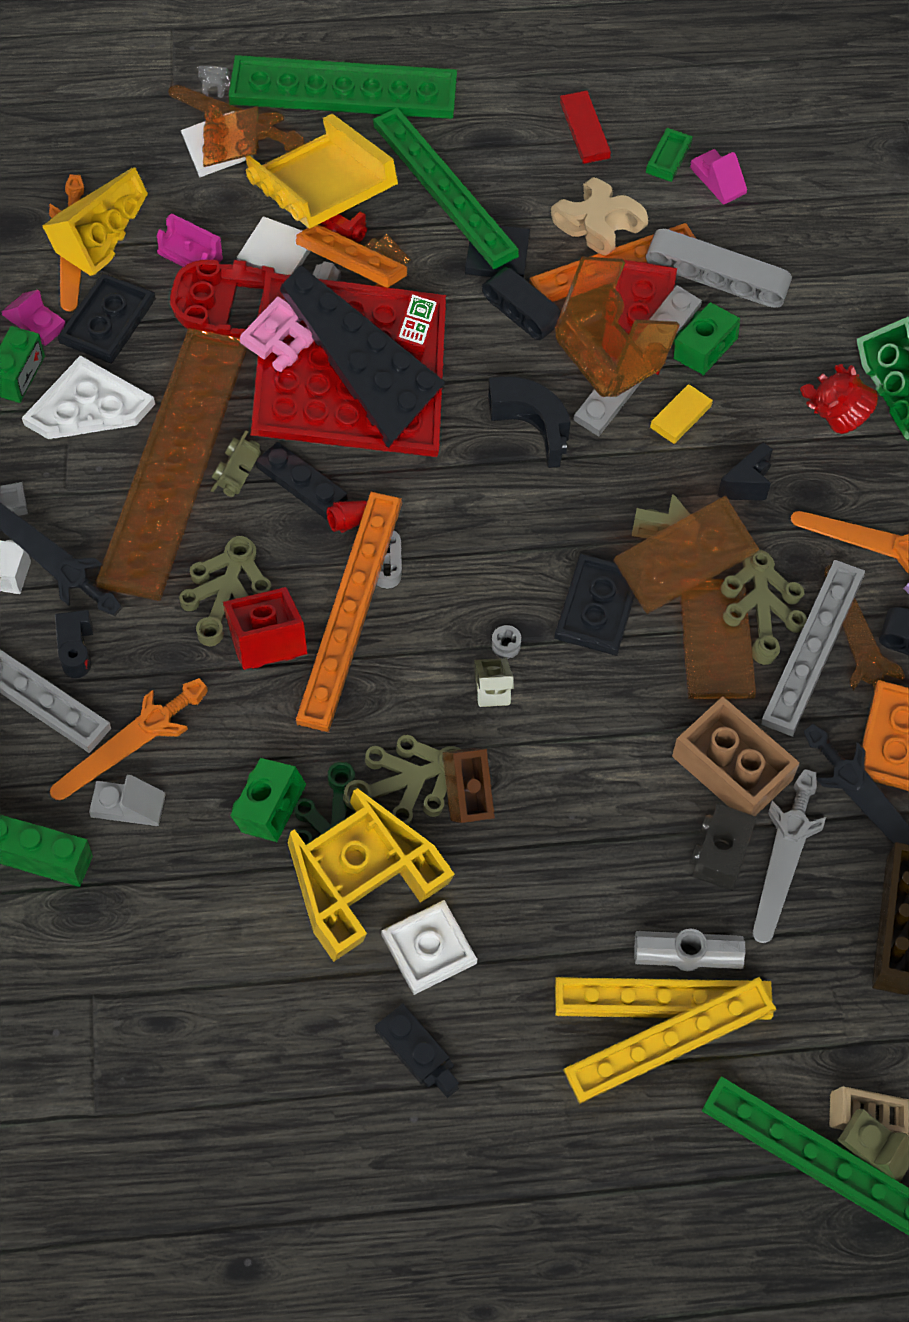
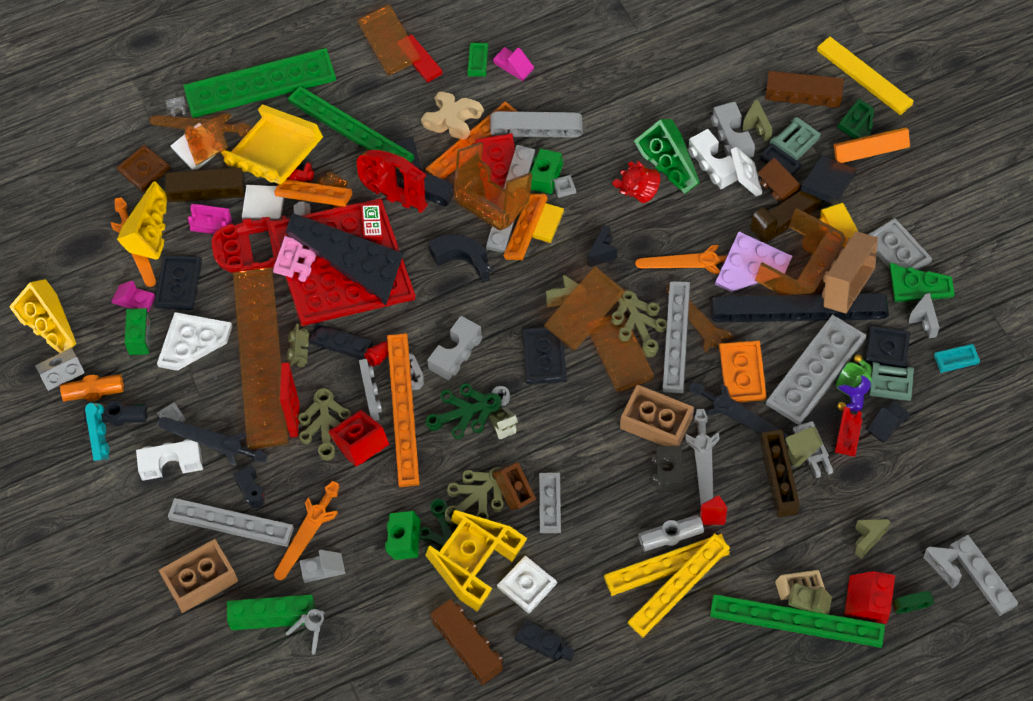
camera: 15 degrees left, 0 degrees up
(67, 883) = (313, 622): none -> light grey plant
(131, 147) = (143, 168): none -> reddish brown tile
(179, 531) = (289, 399): none -> red tile
(204, 196) = (204, 184): none -> dark brown brick
(295, 1004) = (466, 642): none -> reddish brown brick
(313, 563) = (370, 389): none -> light grey plate
(443, 646) = (466, 411): none -> dark green plant
(448, 562) = (448, 361): none -> light grey arch
(456, 262) = (378, 174): none -> red slope
(515, 832) = (550, 503): none -> light grey plate
(551, 88) = (388, 39): none -> clear orange tile
(644, 407) = (525, 227): none -> orange tile
(726, 370) = (564, 186): none -> light grey tile
(770, 941) = (713, 512): none -> red slope

